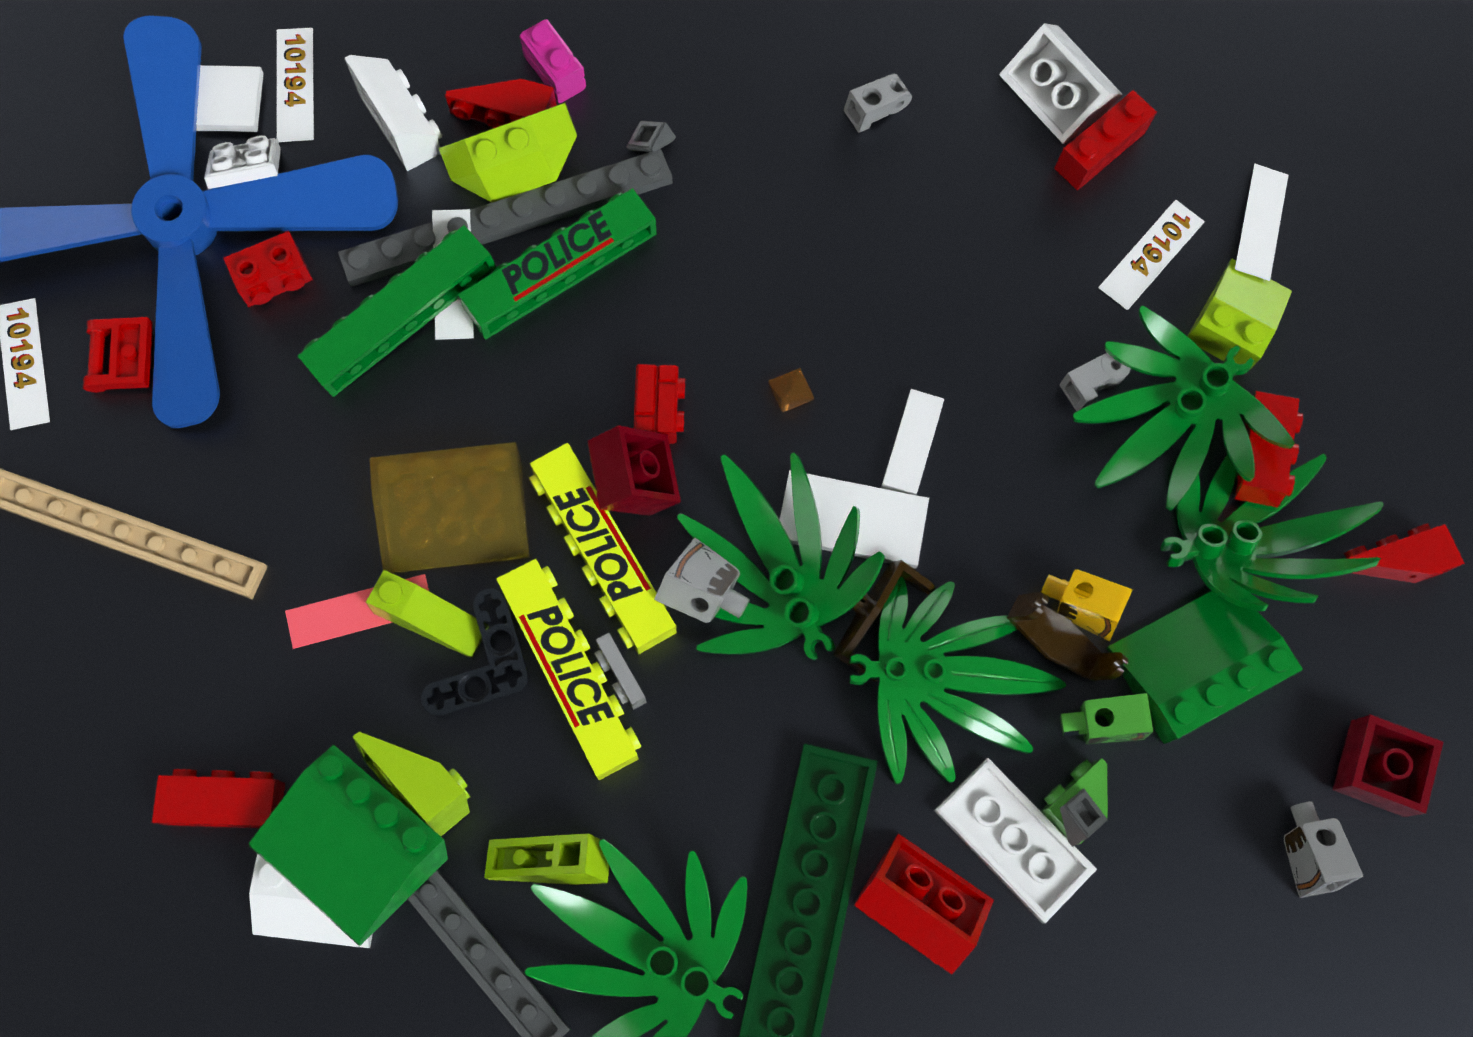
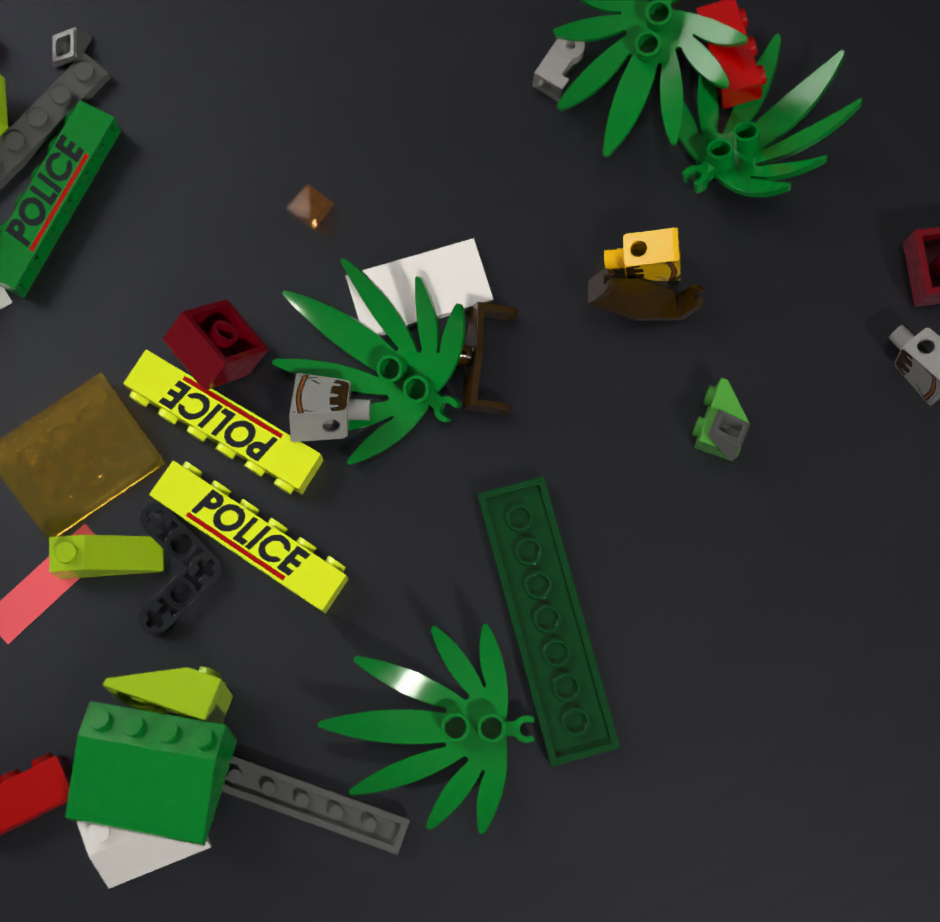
camera: 25 degrees left, 5 degrees up
(548, 859) = (318, 698): lime slope -> none
(611, 658) = (281, 509): light grey plate -> none
(657, 400) = (201, 274): red brick -> none
(912, 442) = (436, 198): white tile -> none
(920, 672) = (540, 386): green plant -> none
(925, 904) = (640, 568): red slope -> none
(1015, 840) = (685, 480): white tile -> none
(1126, 718) = (723, 333): bright green torso -> none
(1203, 663) = (763, 258): green slope -> none
(1413, 558) = (888, 84): red slope -> none

